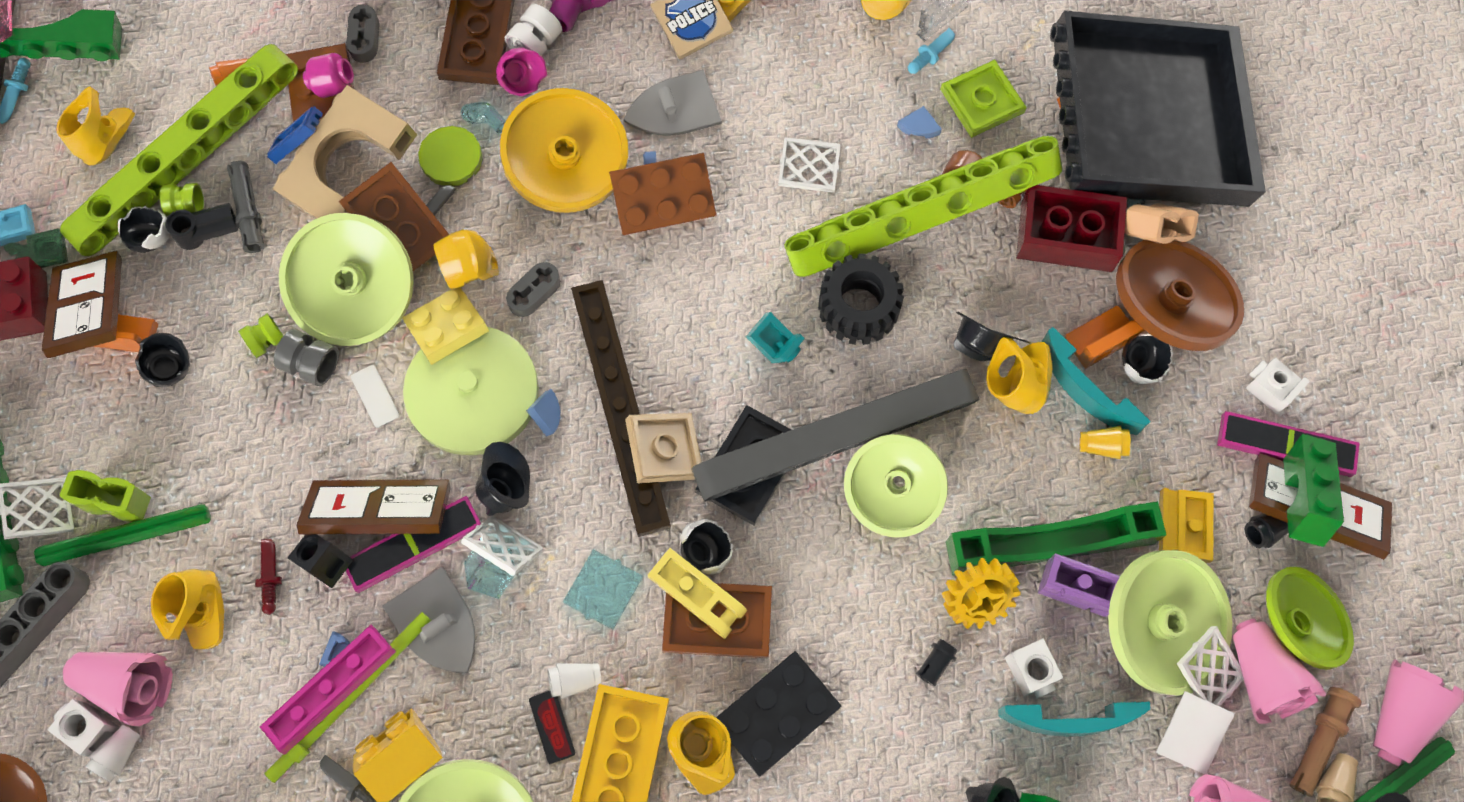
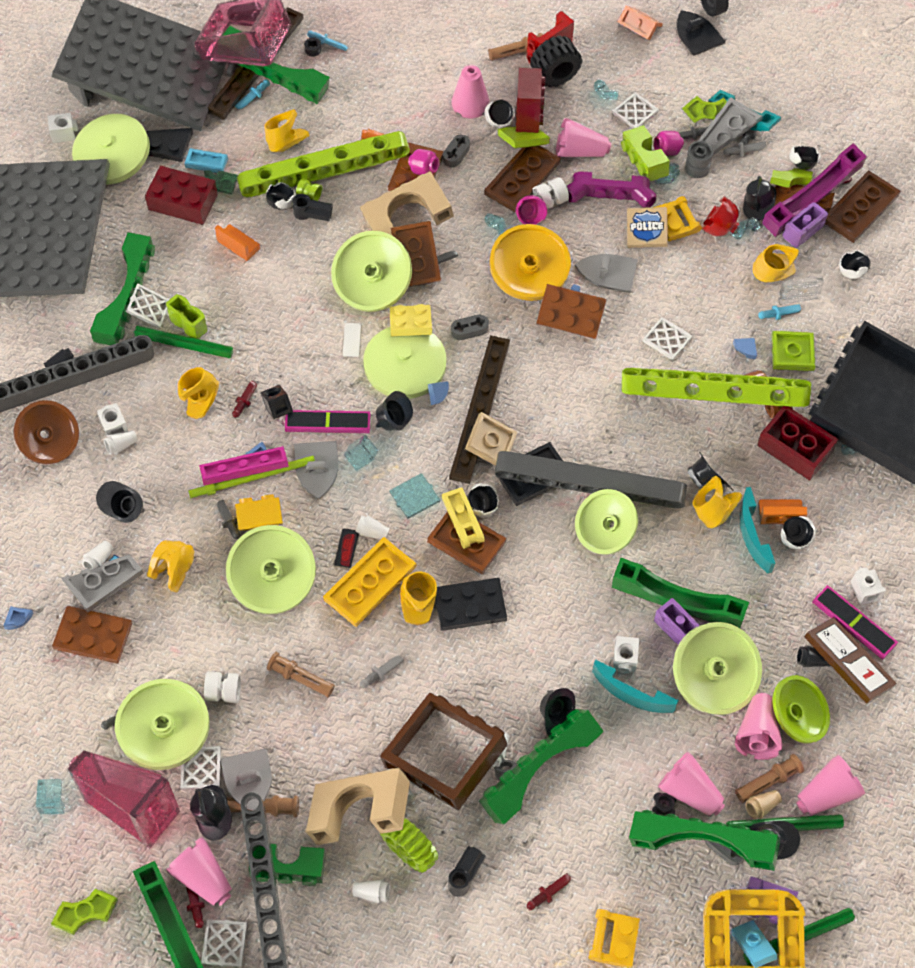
camera: 30 degrees right, 10 degrees down
(82, 304) = (229, 217): tile -> none
(121, 683) = (145, 410): bright pink cone -> none
(162, 360) = (253, 265): black hair -> none
(247, 217) = (338, 217): dark grey pin -> none
(261, 336) = (310, 279): lime wheel -> none
(294, 134) = (387, 185): blue tile -> none
(310, 358) = (327, 300): dark grey wheel -> none
(374, 507) = (319, 391): tile -> none
(450, 156) = (466, 237): lime tile -> none
(465, 258) = (441, 290): yellow helmet -> none
(497, 558) = (371, 448): white window -> none
(775, 339) = (587, 417): teal bracket -> none
(864, 275) = (649, 405): black tyre -> none
(937, 662) = (573, 624): black pin -> none
(981, 593) = (621, 589): yellow gear -> none
(1106, 442) = (745, 565): yellow cone -> none
(1161, 223) = (852, 464): light nougat brick -> none
(1180, 295) = (839, 507): dark orange dish -> none
(1188, 522) = (765, 629): yellow plate -> none
(1195, 732) = (697, 733): white sticker -> none
(1228, 658) = (728, 725): white window -> none
(1318, 503) = (844, 641): green arch -> none

